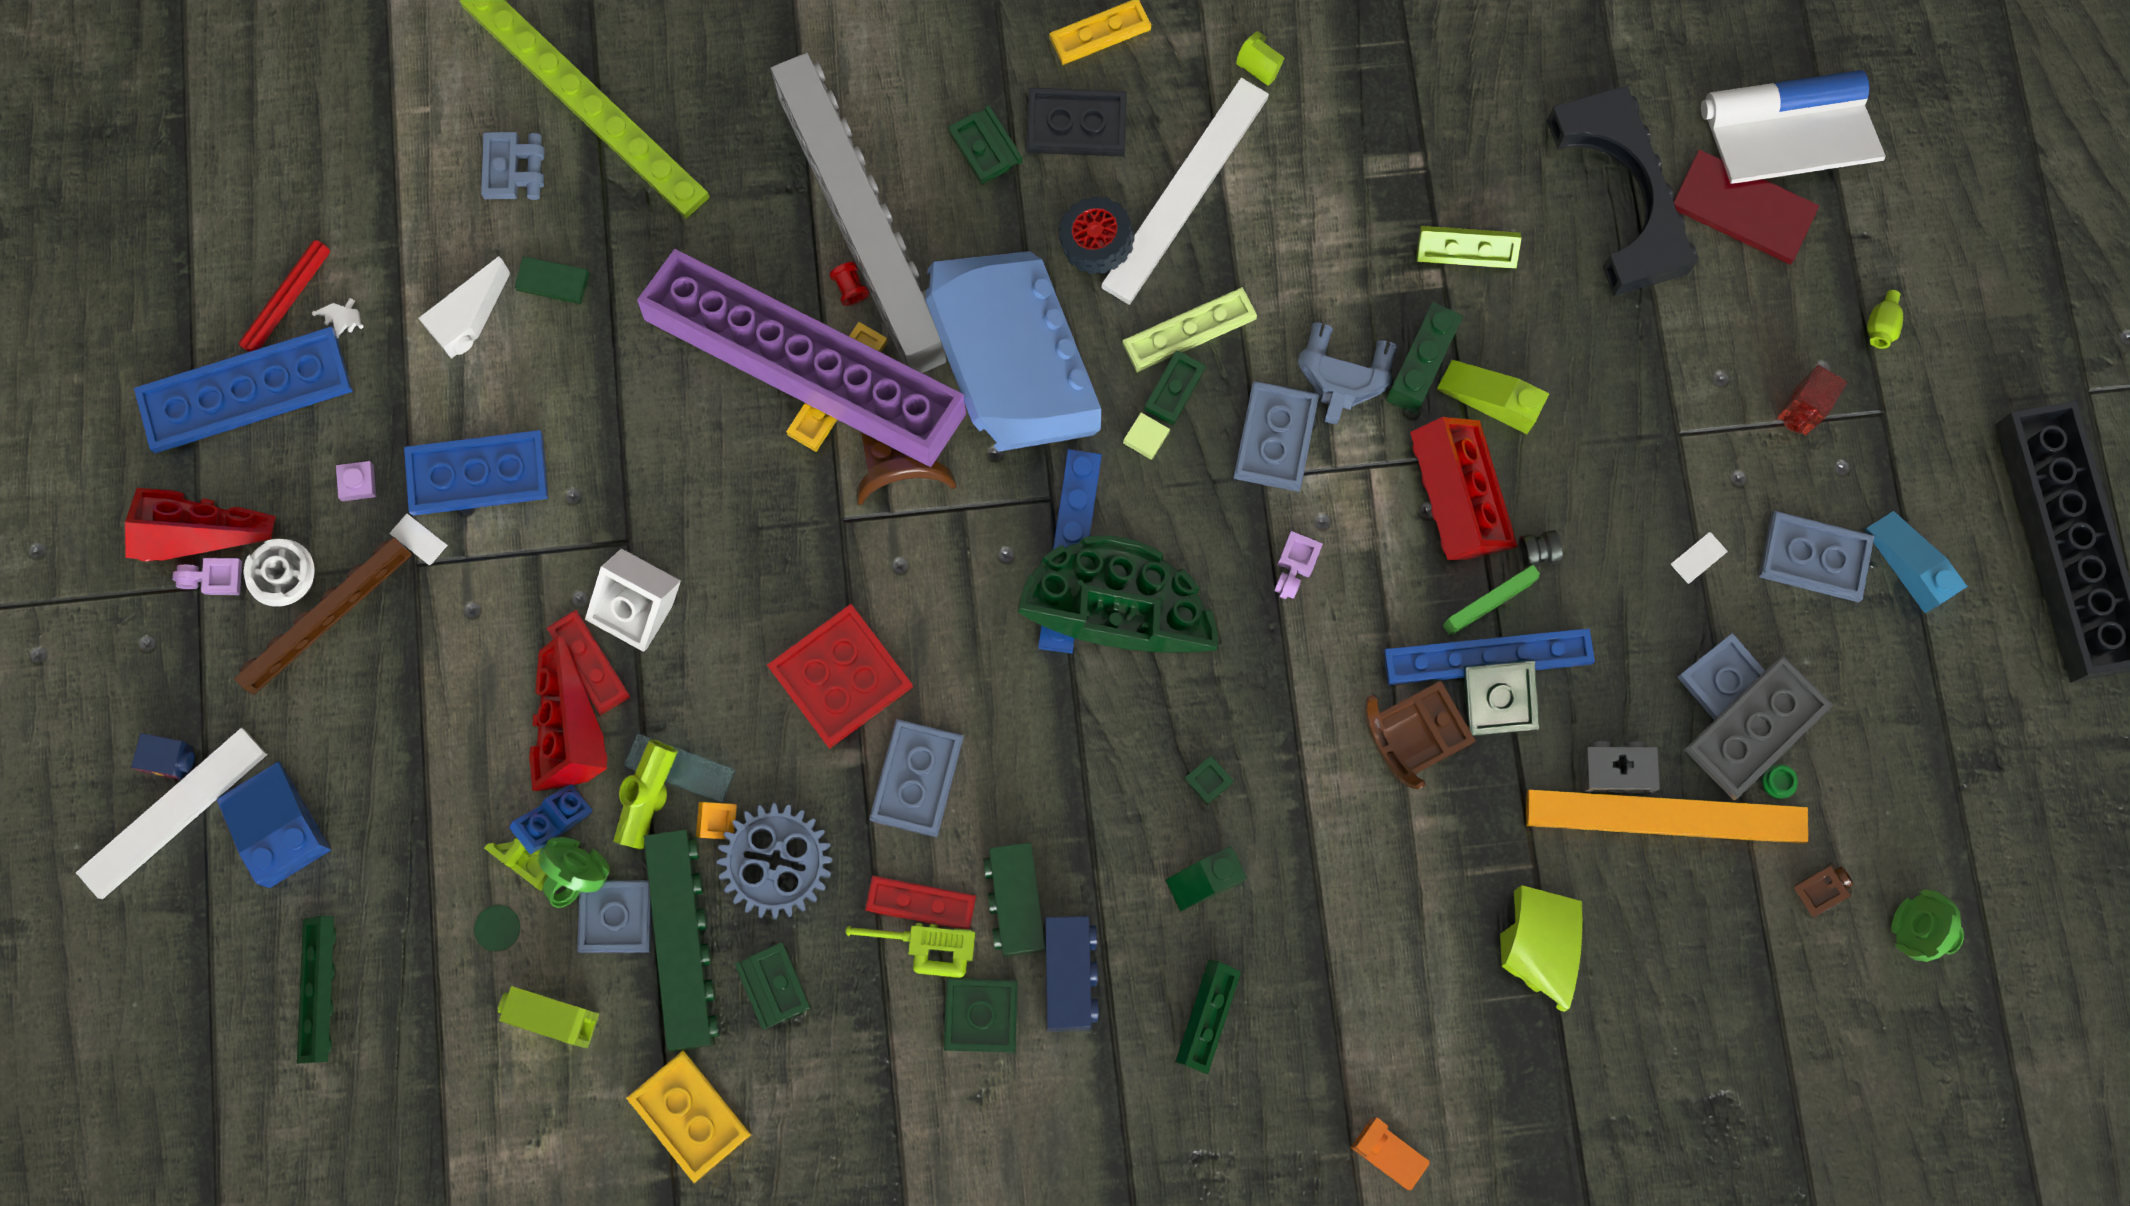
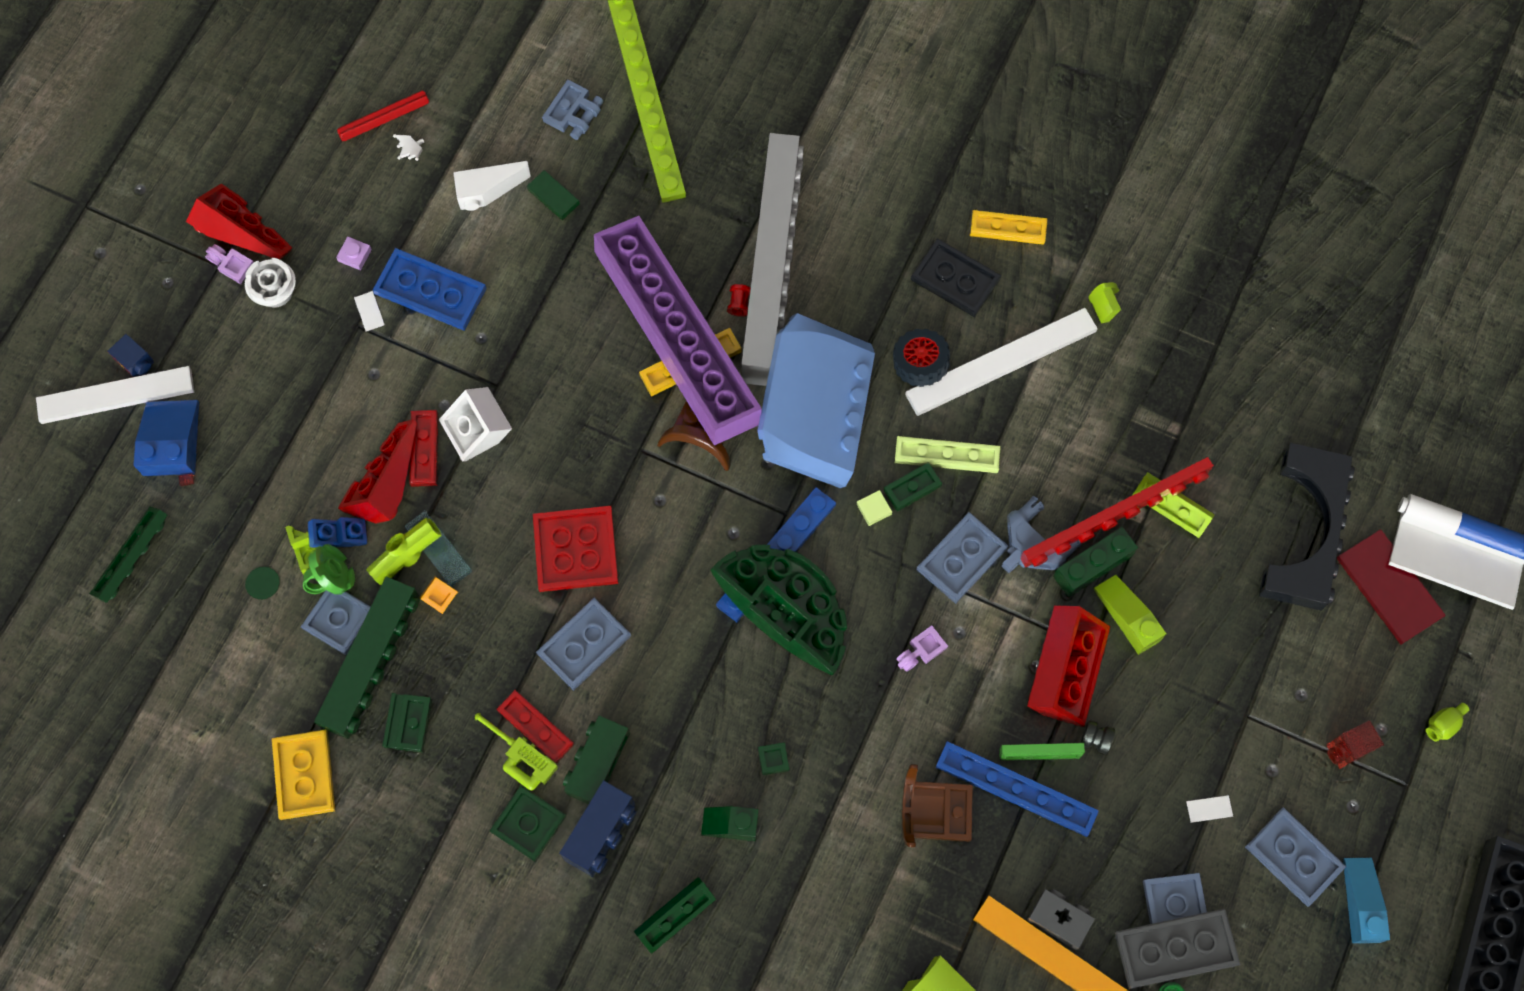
camera: 35 degrees right, 5 degrees down
(242, 390) = (322, 159): blue plate -> none
(315, 623) = (275, 326): reddish brown plate -> none
(326, 862) = (186, 479): none -> clear red piece
(547, 1017) = (256, 657): lime slope -> none
(782, 830) = (476, 626): sand blue gear -> none
(985, 144) = (884, 259): dark green plate -> none
(1414, 301) = (1108, 518): none -> red plate
(1501, 697) = (1007, 821): tile -> none

